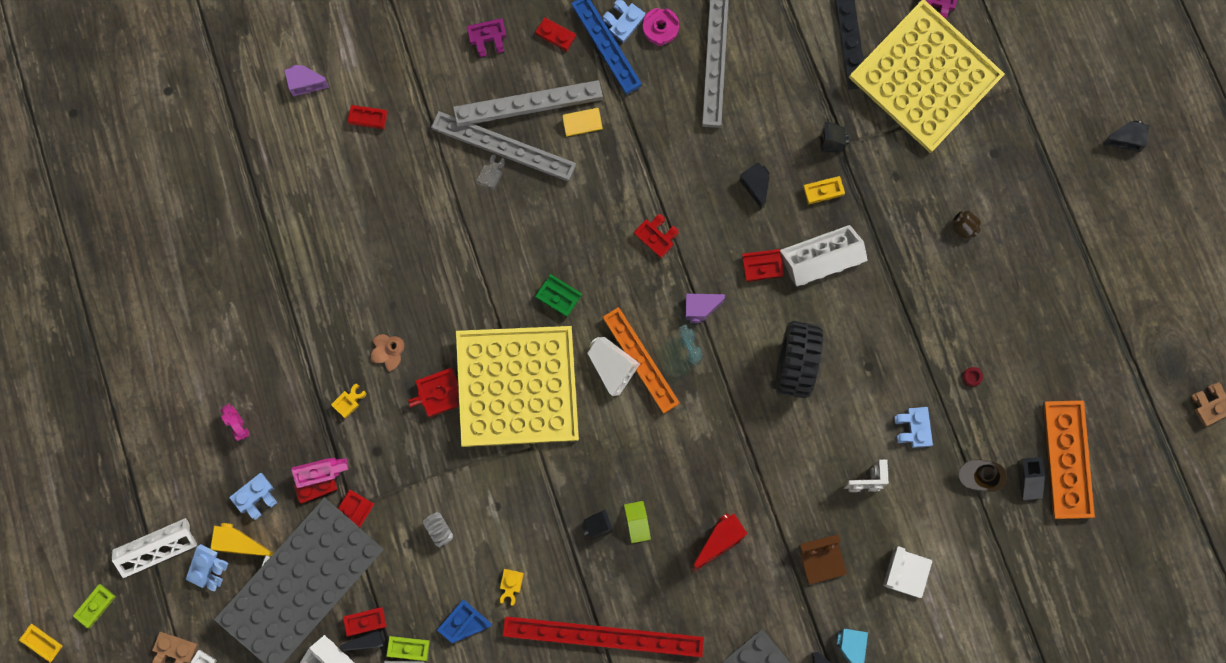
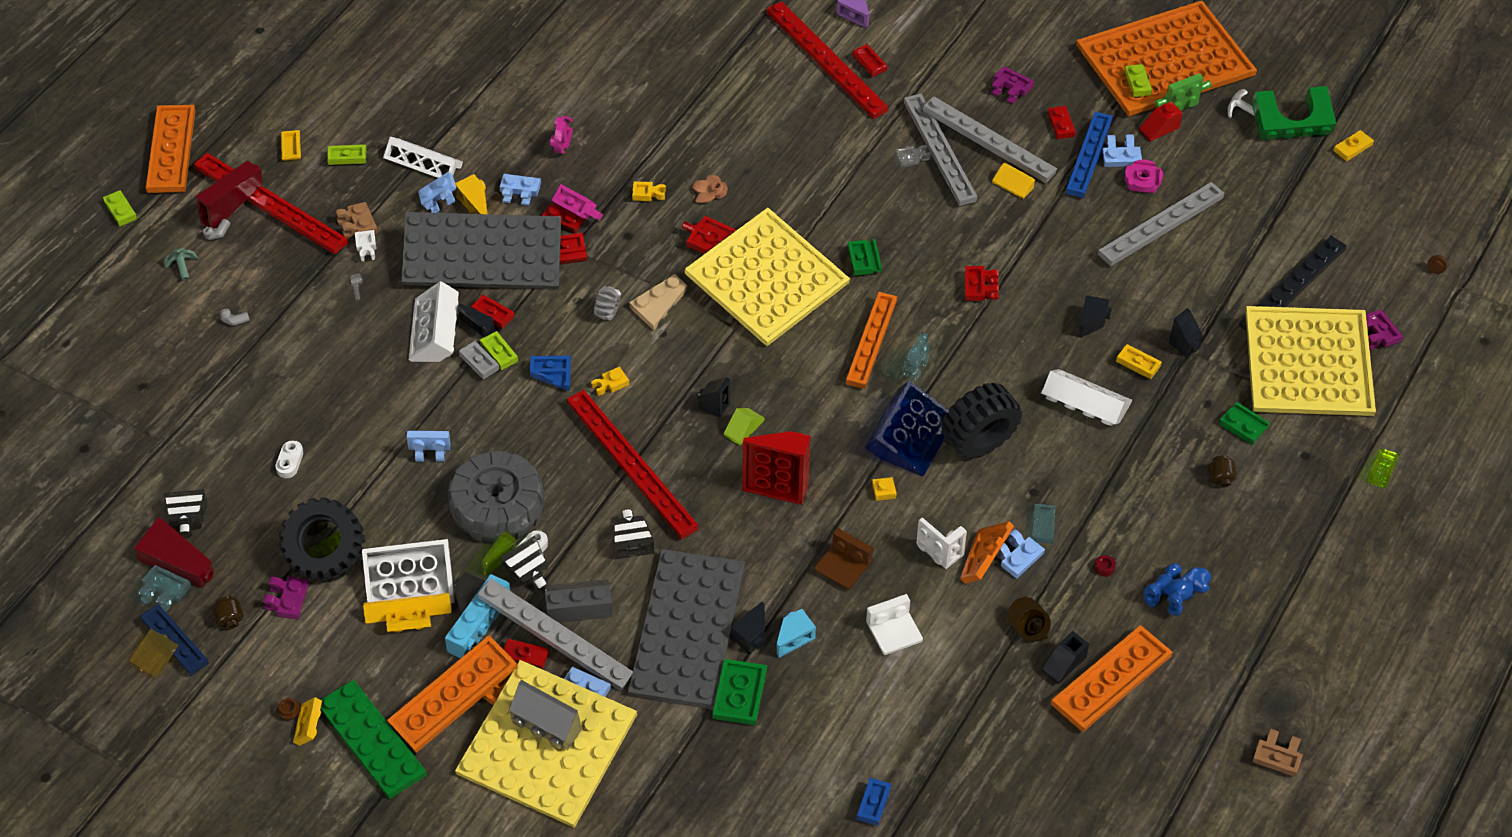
camera: 45 degrees right, 25 degrees down
(334, 146) = (827, 59): none -> red plate
(464, 484) = (656, 302): none -> tan wing
(612, 364) = (847, 322): white slope -> none
(701, 306) = (957, 347): medium lavender slope -> none
(747, 407) = (909, 430): none -> clear blue slope
(762, 265) = (1033, 364): red plate -> none
(780, 470) = (884, 489): none -> yellow plate
(897, 450) = (984, 549): none -> orange wing
(902, 385) = (1043, 523): none -> clear light blue tile
(935, 168) = (1244, 423): none -> green plate
(1039, 350) = (1177, 589): none -> blue animal
(1054, 123) = (1382, 469): none -> clear neon green slope
(1131, 136) = (1429, 531): black slope -> none

